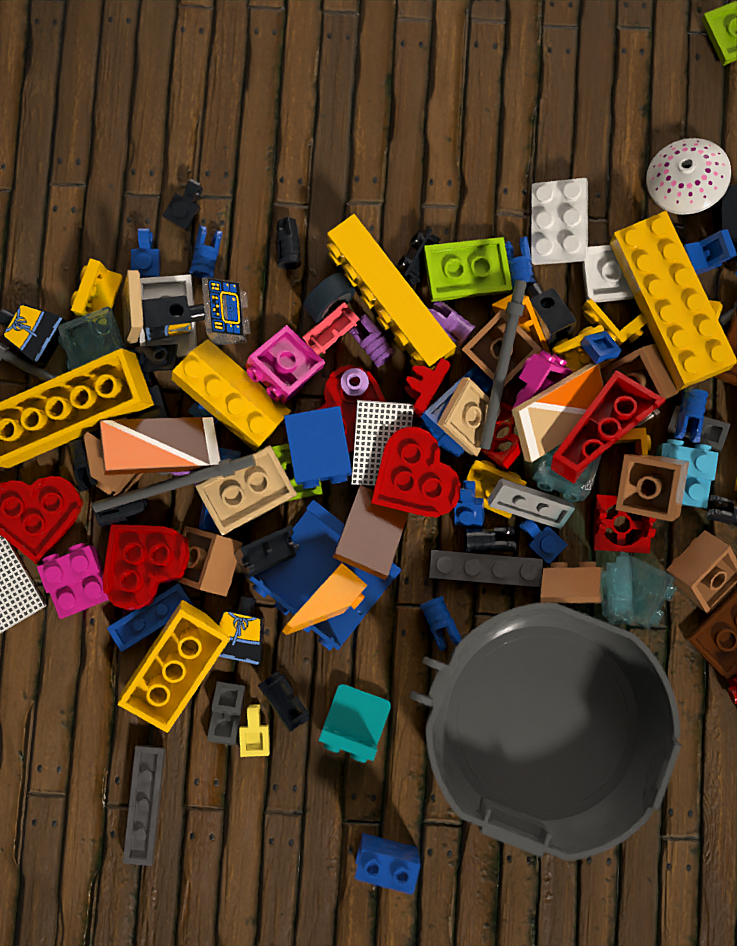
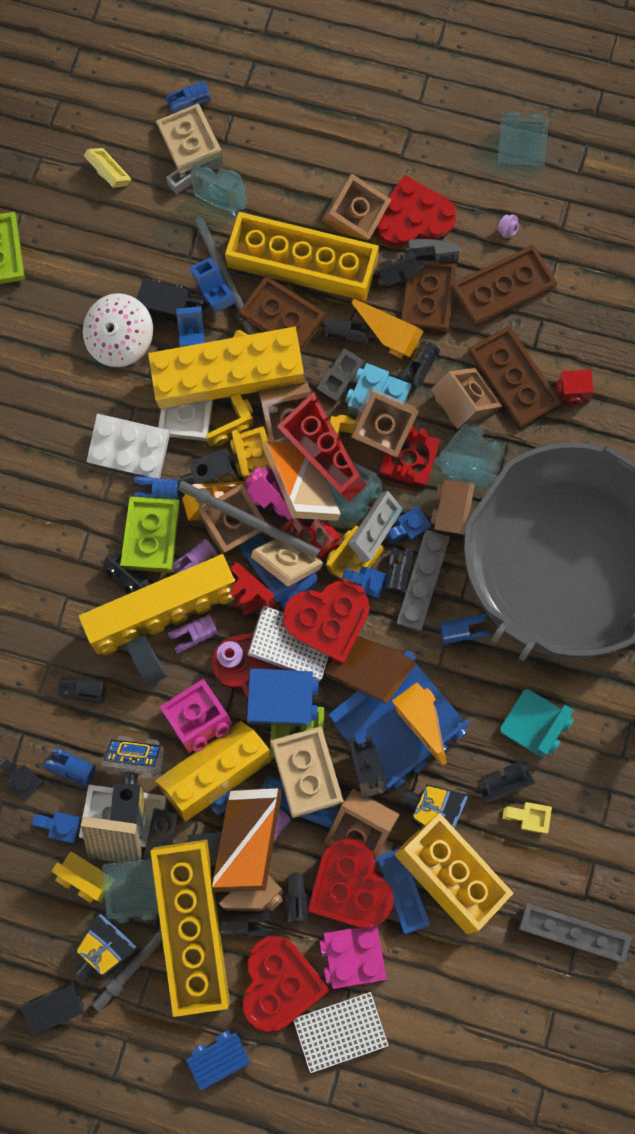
camera: 75 degrees left, 10 degrees down
(225, 468) = (283, 783): dark grey bar -> none
(226, 713) = (506, 840): dark grey slope -> none
(330, 328) = (177, 673): coral hinge -> none
(600, 347) = (251, 436): blue plate -> none
(691, 409) = (324, 375): blue hinge -> none

